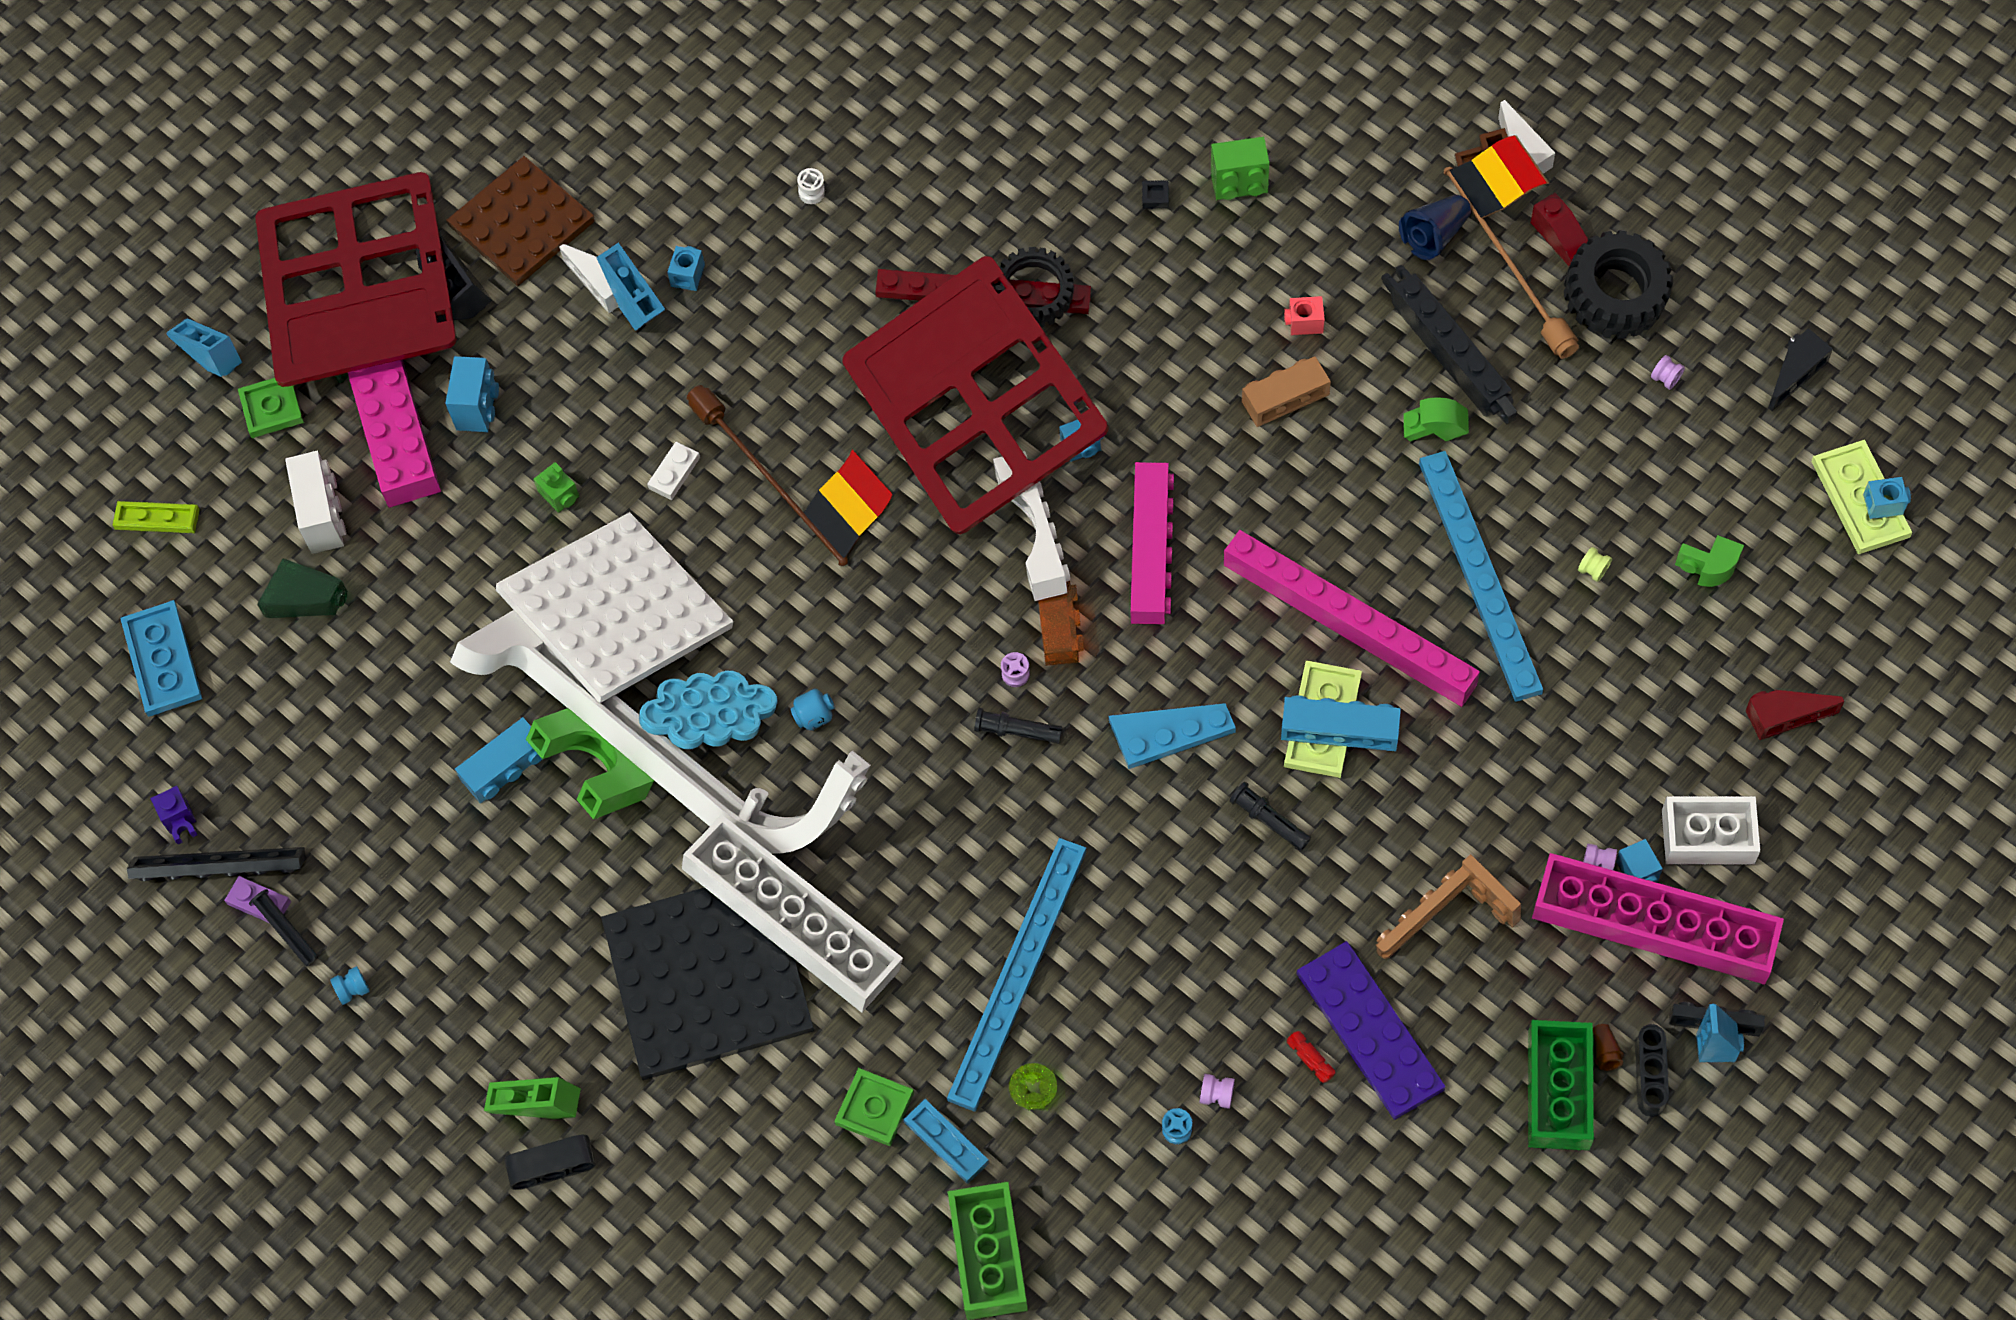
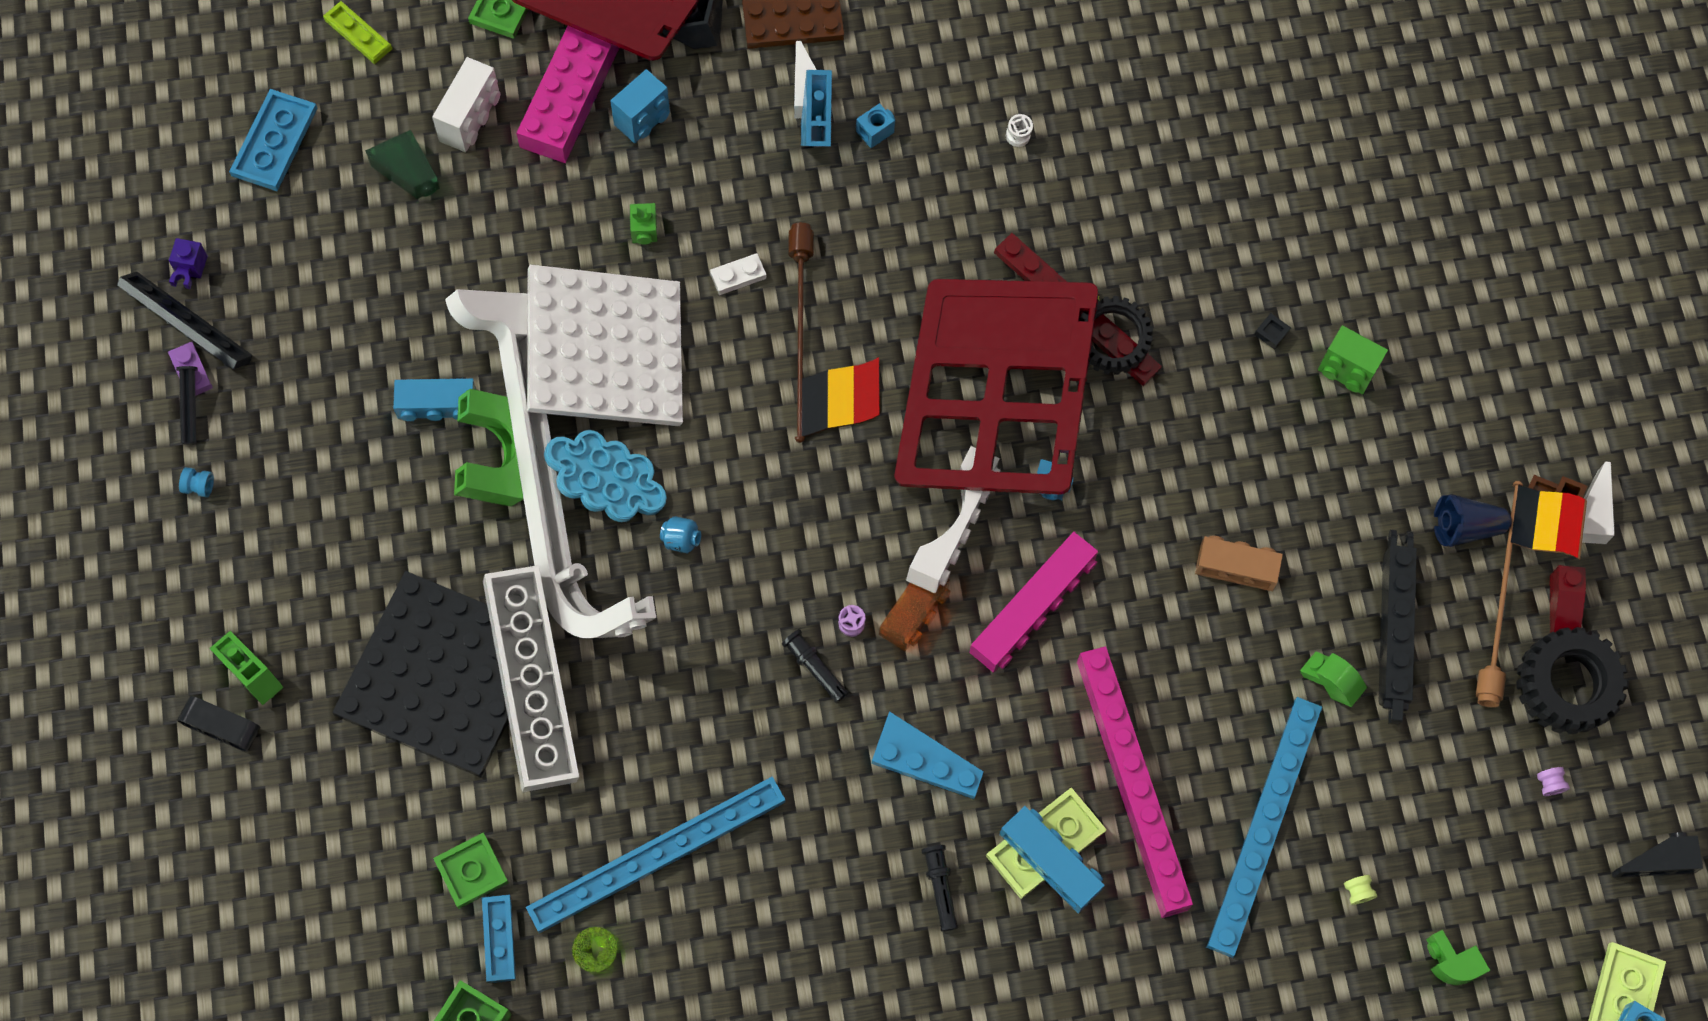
camera: 30 degrees right, 5 degrees up
(1305, 306) = (1305, 526): coral brick -> none

